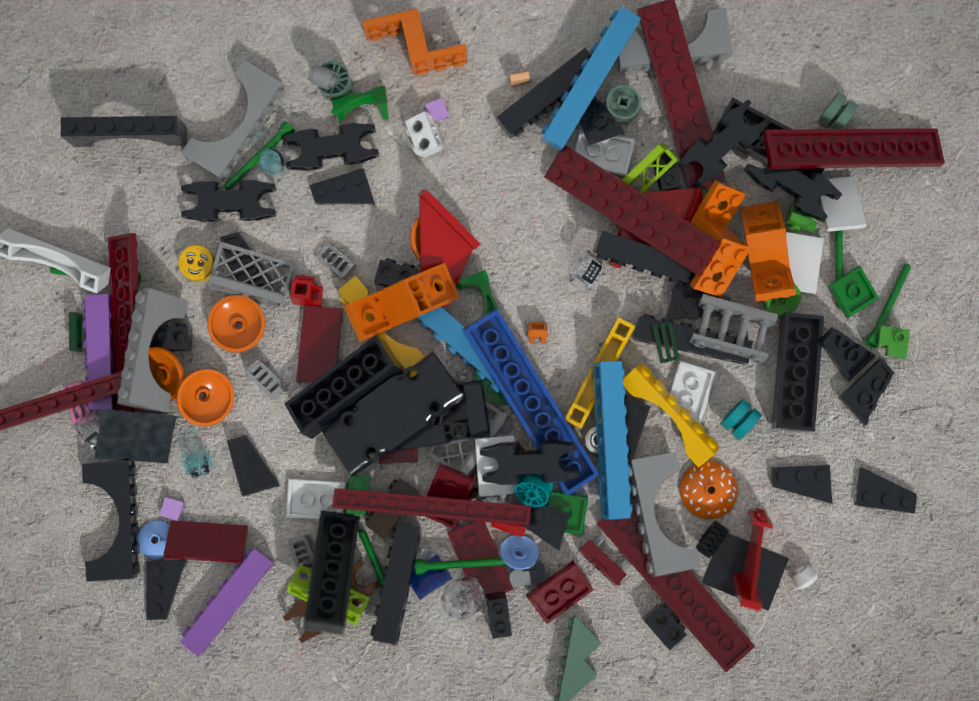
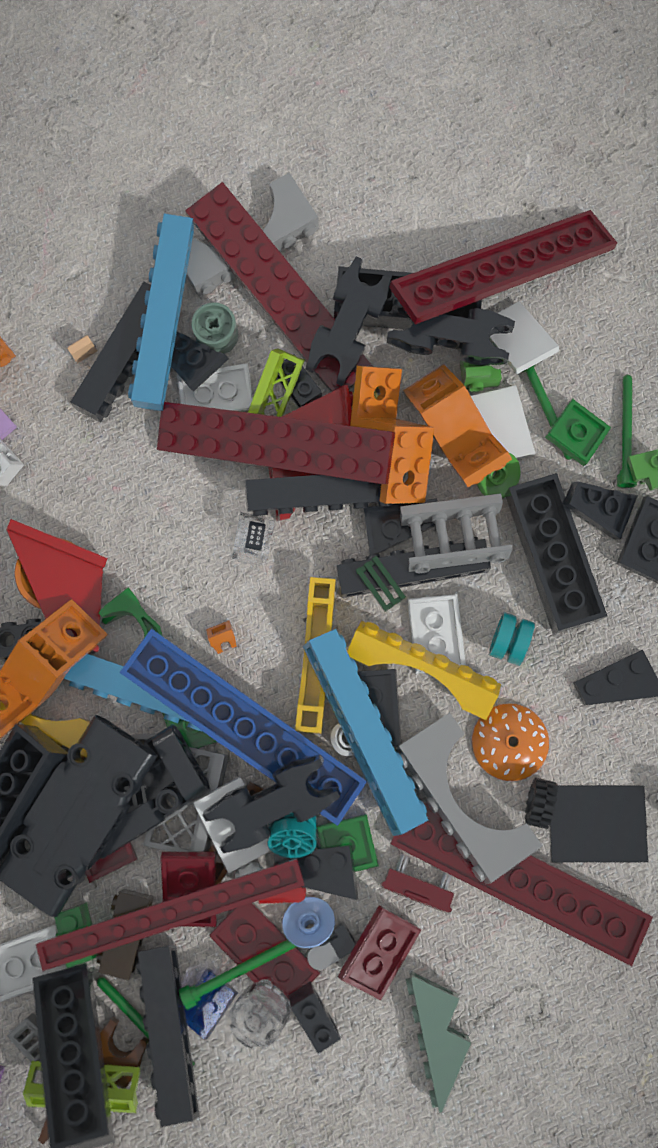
camera: 15 degrees left, 5 degrees down
(661, 629) = (527, 942): black brick -> none
(746, 583) = (607, 839): red piece -> none
(838, 112) = (467, 234): sand green wheel -> none

